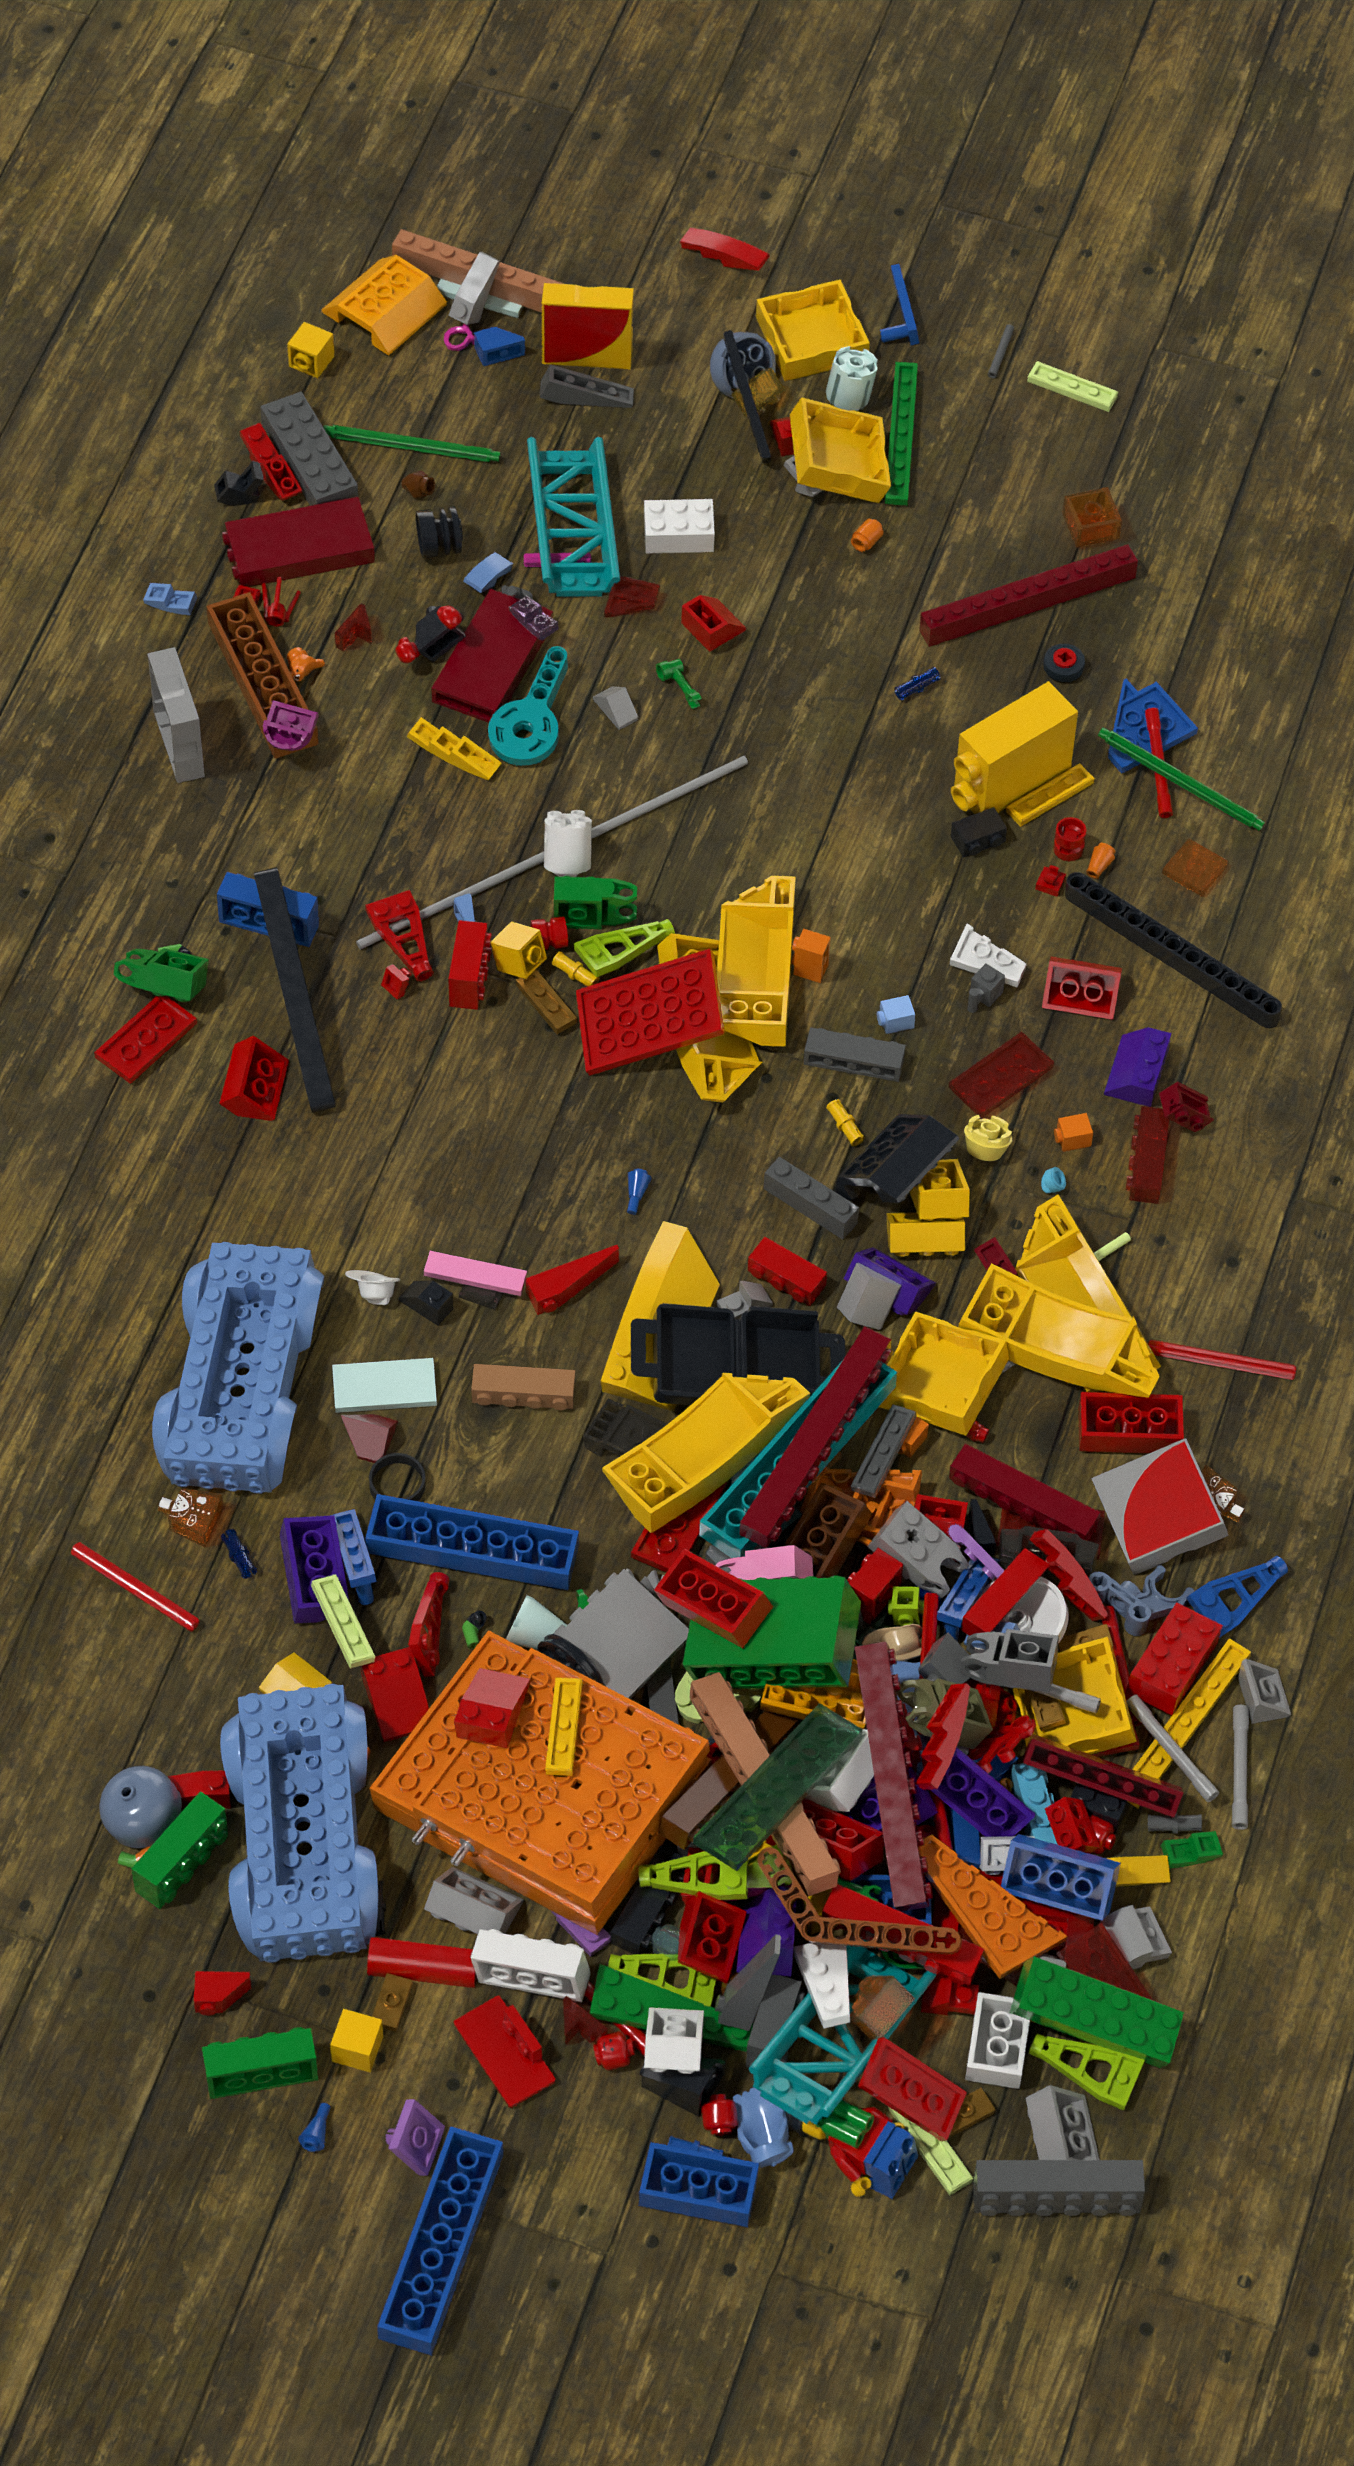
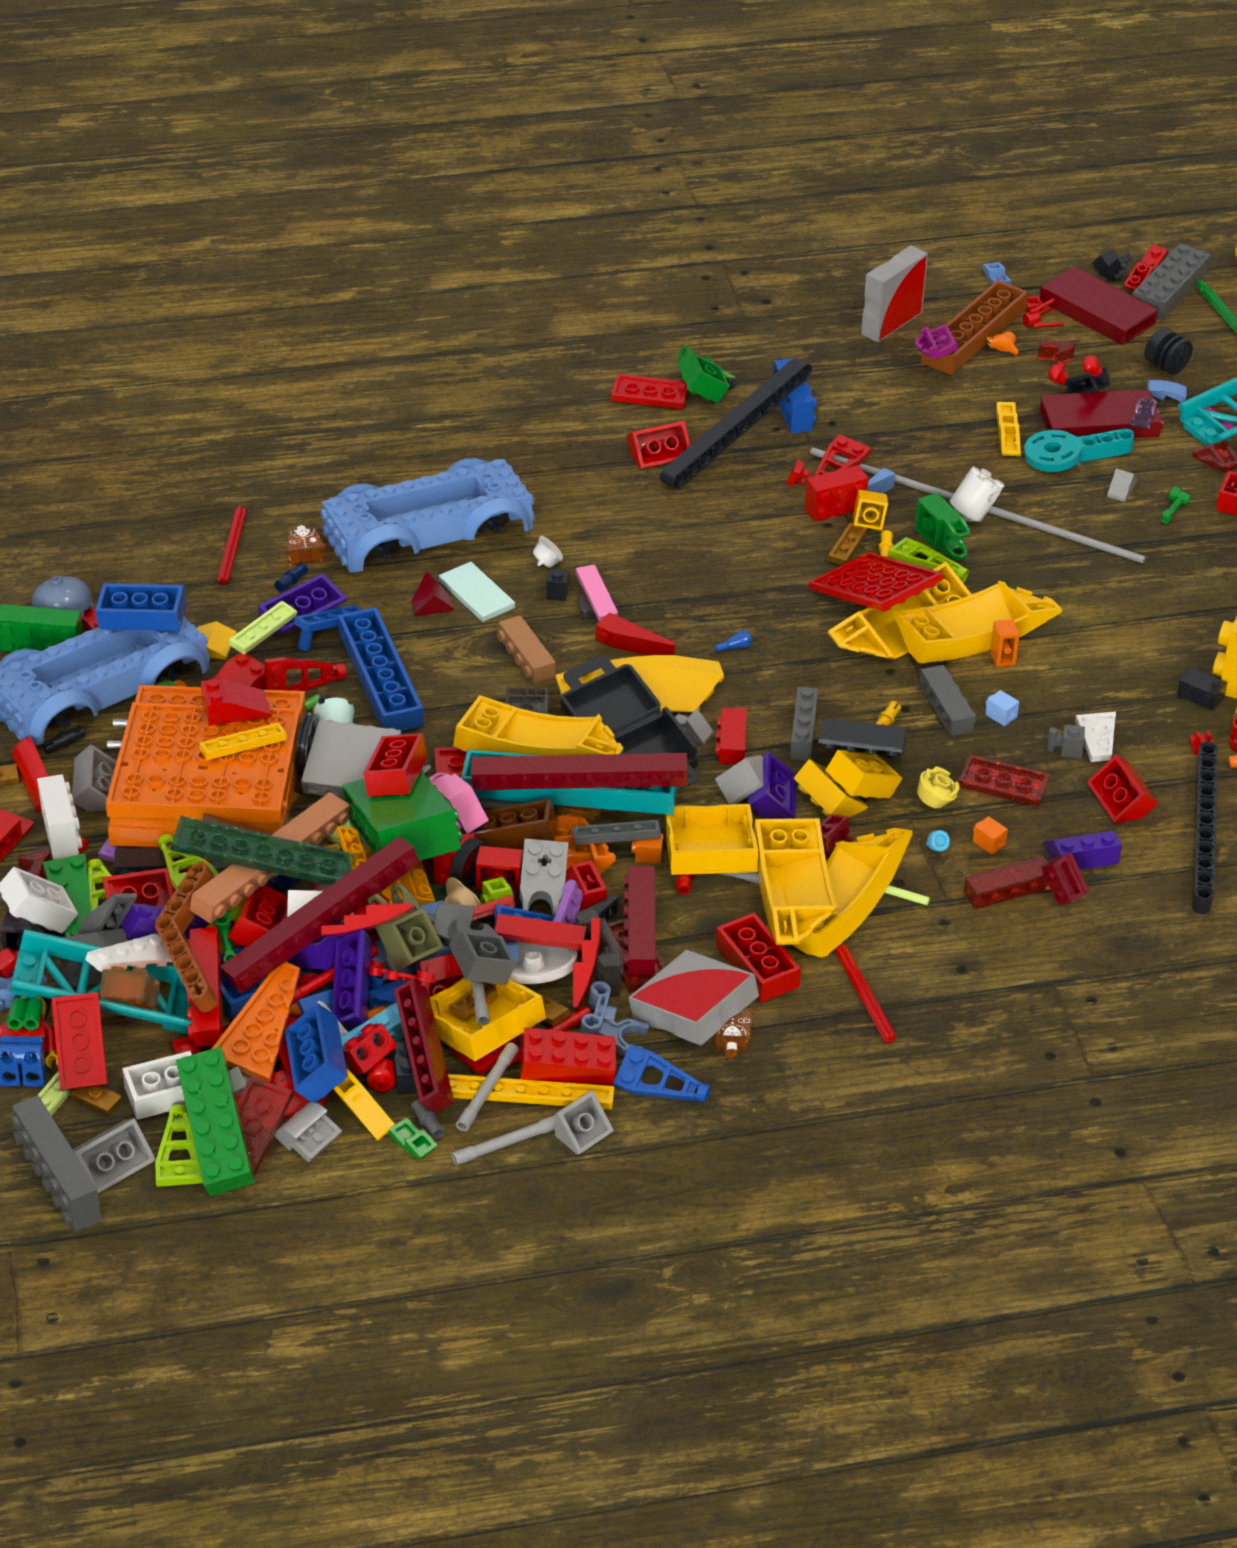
camera: 60 degrees right, 15 degrees down
(270, 1724) = (141, 607): none -> blue brick
(398, 1458) = (406, 611): black tyre -> none
(418, 484) = (1201, 334): reddish brown rock -> none
(516, 592) = (1161, 404): dark grey piece -> none
(552, 932) = (901, 522): red wheel -> none

